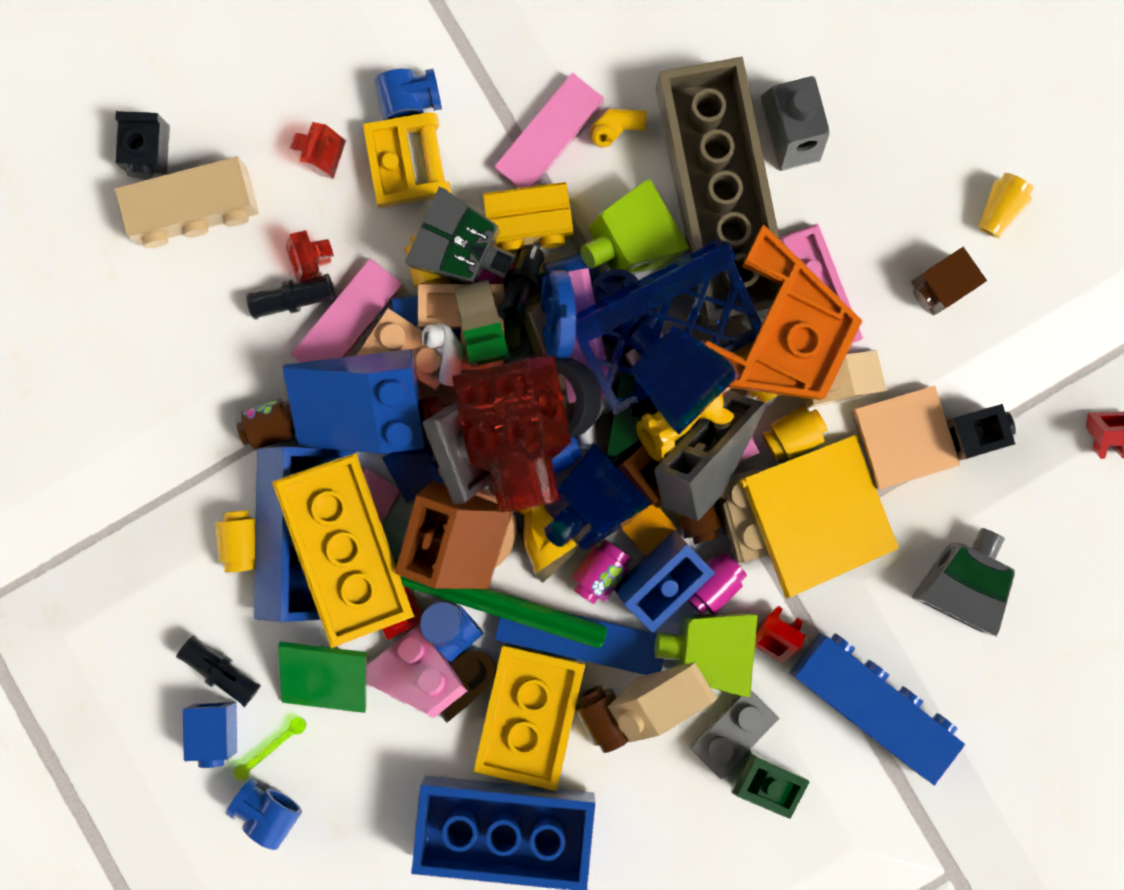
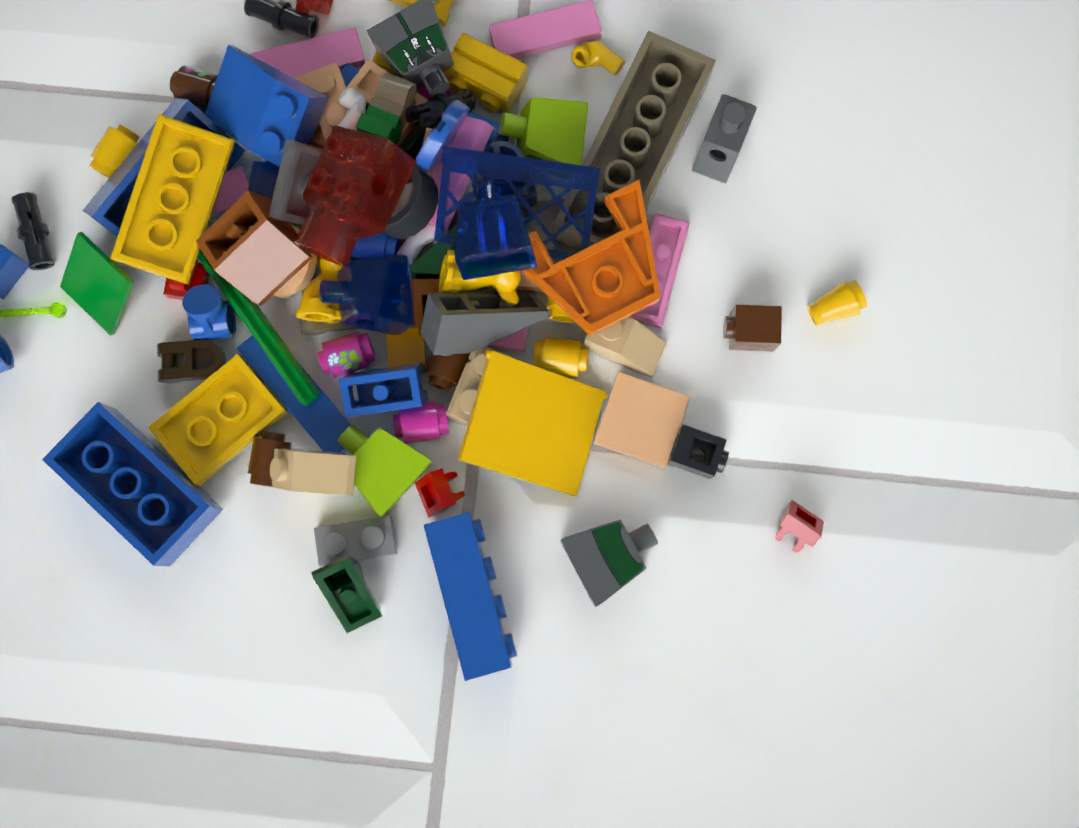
camera: 40 degrees right, 5 degrees down
(415, 675) = (160, 330): bright pink wing -> none

